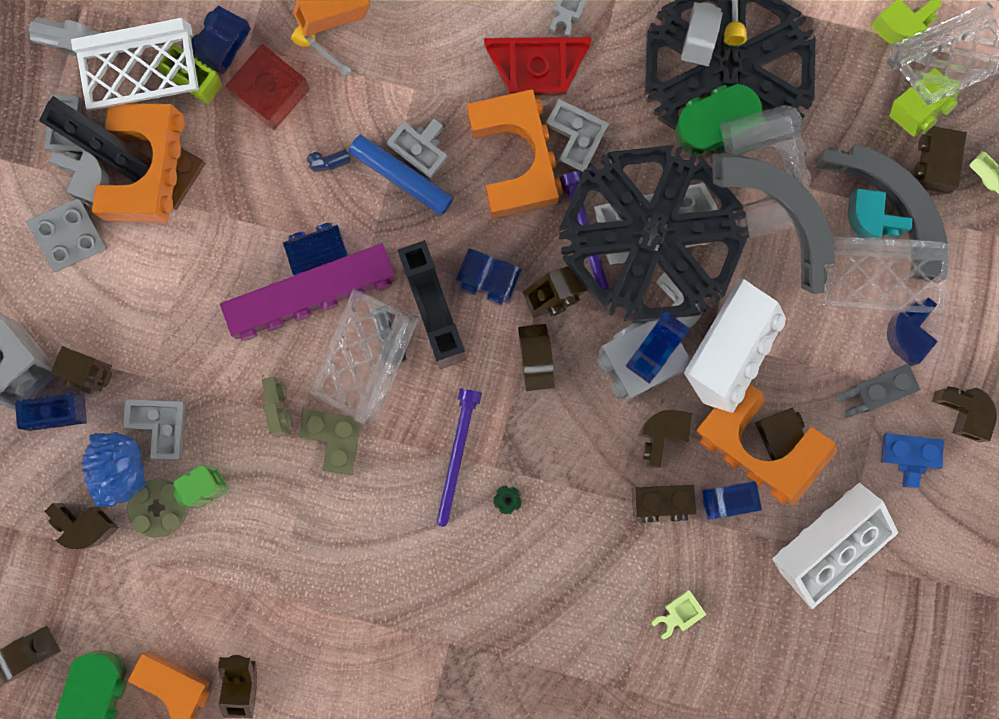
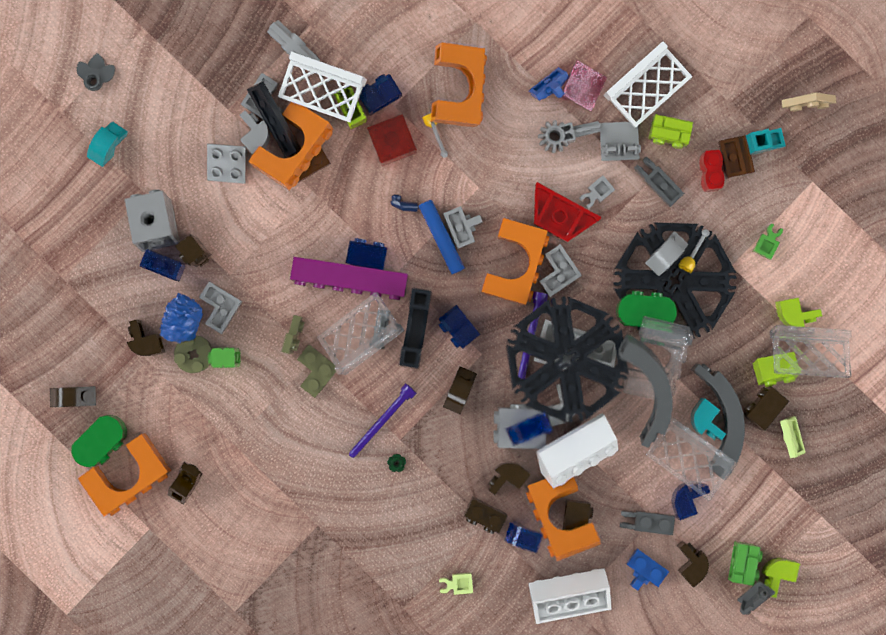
camera: 30 degrees right, 5 degrees up
(554, 292) = (490, 360): dark brown brick -> none

